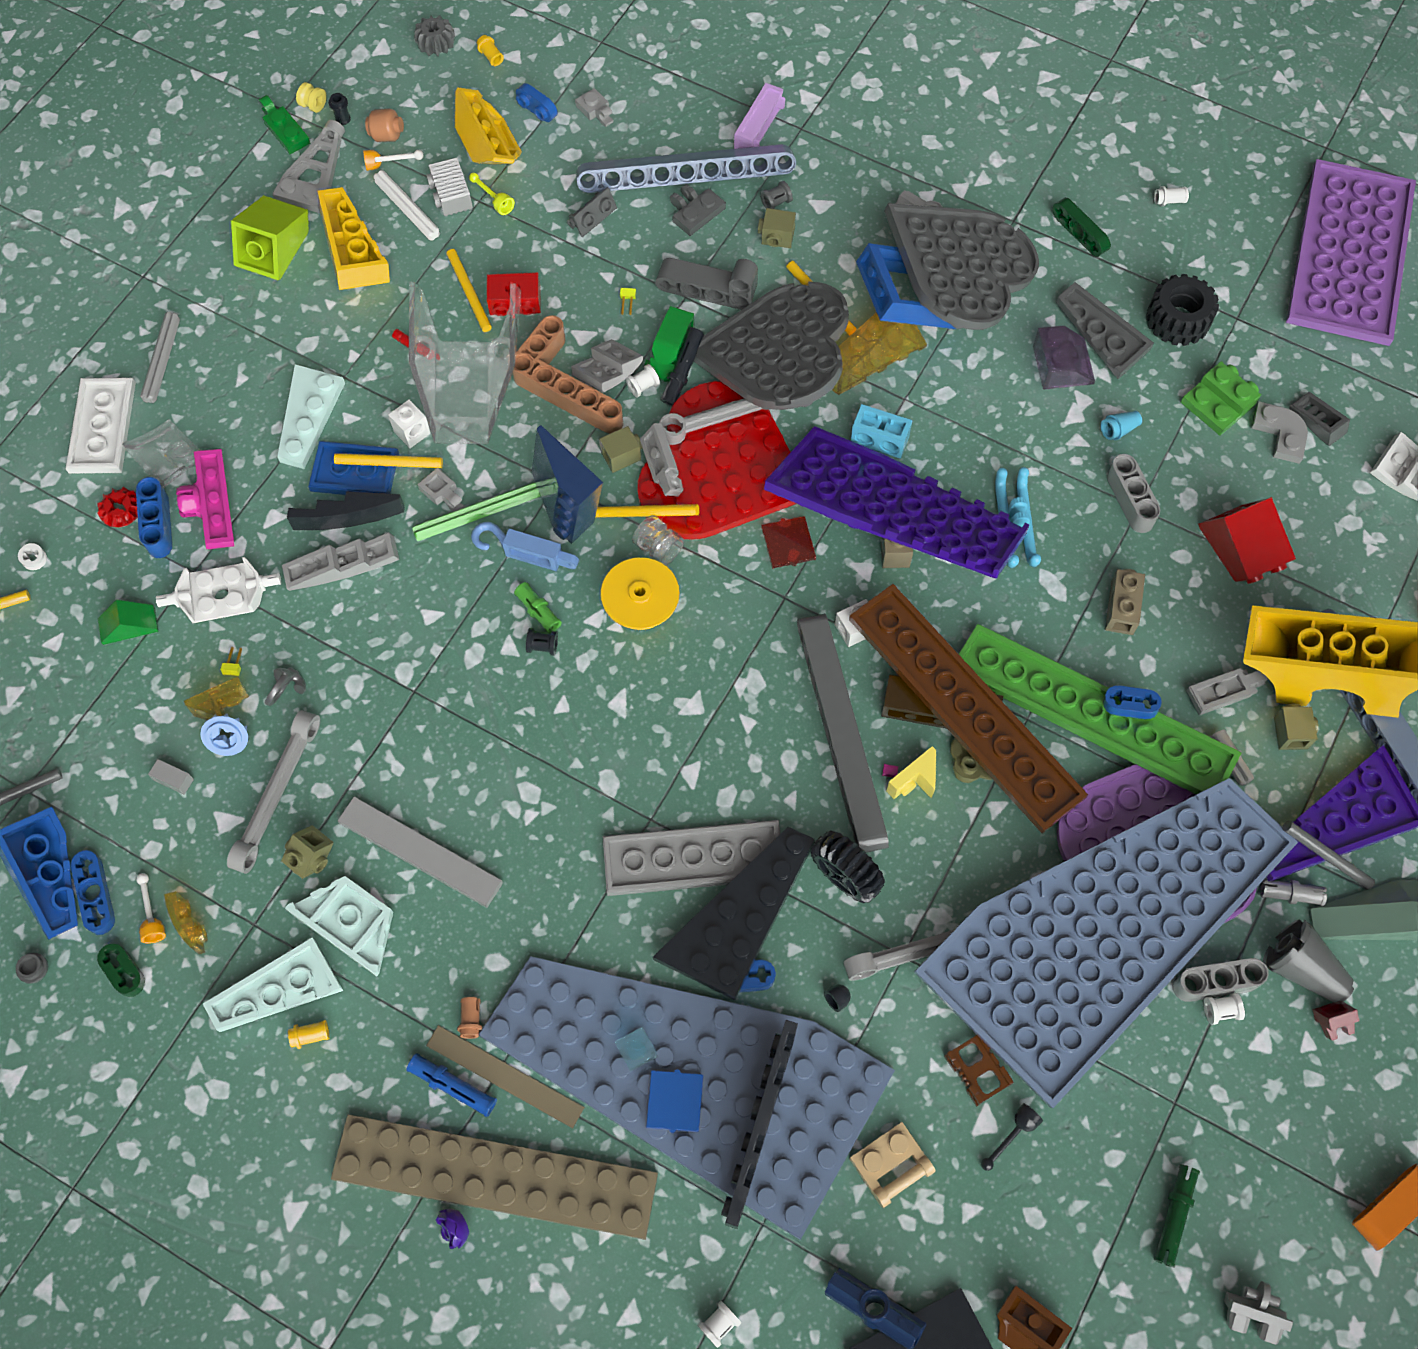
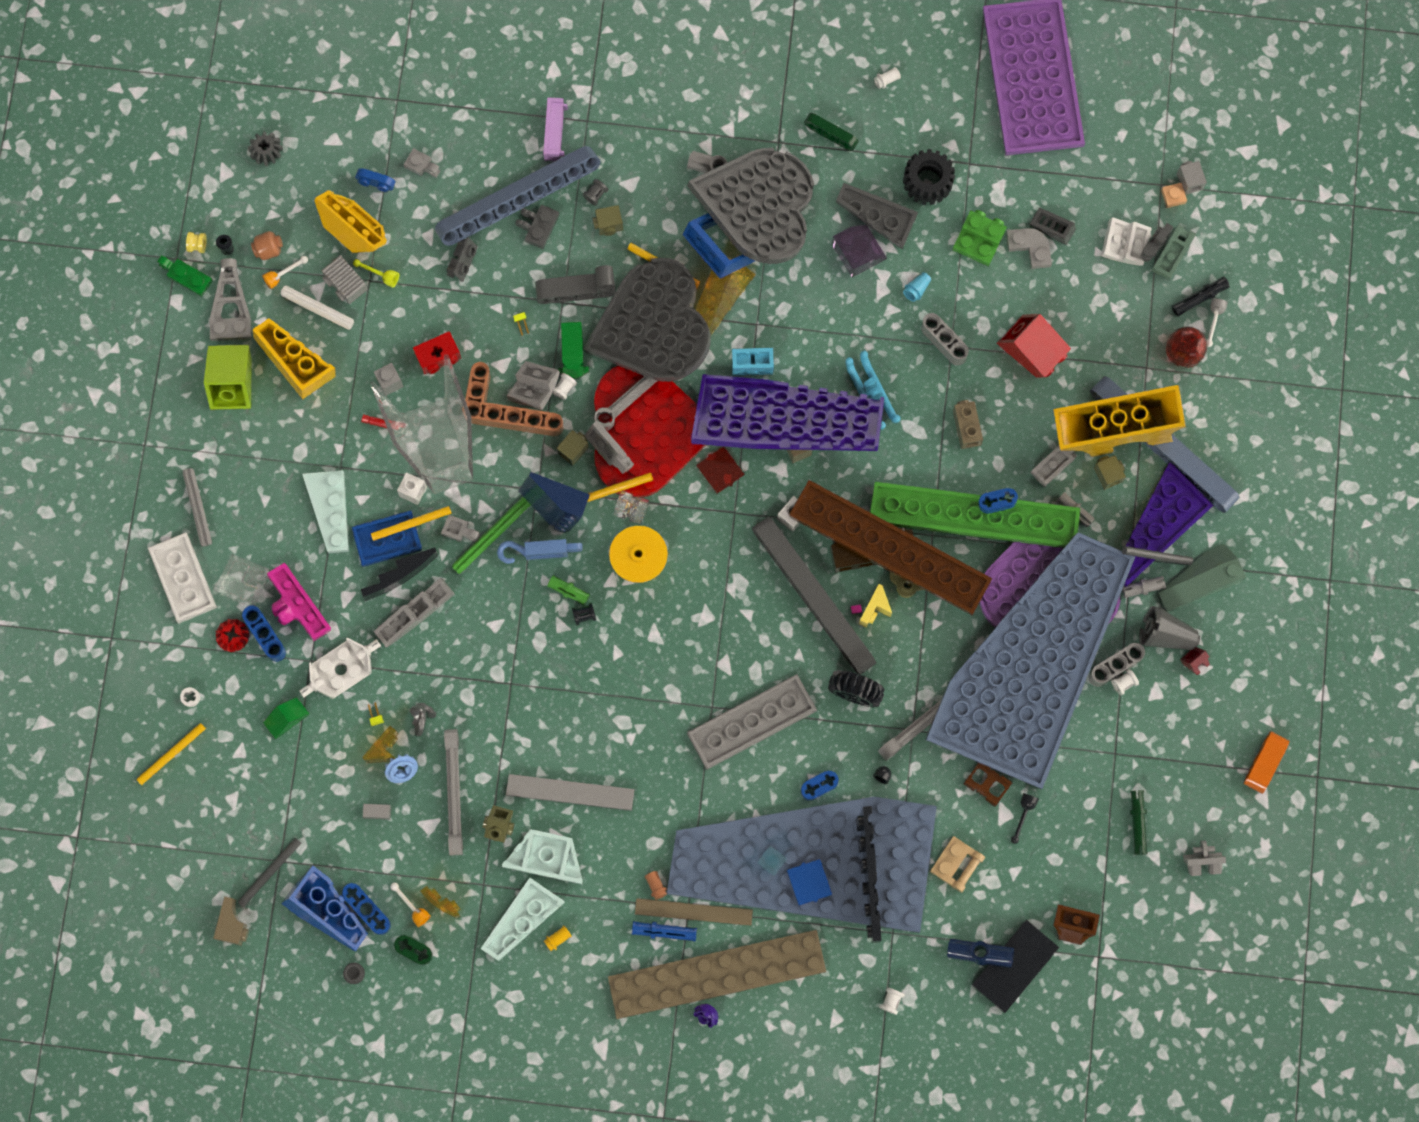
camera: 25 degrees left, 10 degrees up
(444, 300) = (388, 379): none -> light grey brick
(469, 290) = (399, 360): yellow bar -> none
(486, 45) = (313, 143): yellow pin -> none
(685, 359) = (589, 365): black pin -> none
(731, 929) = (798, 758): black wing -> none

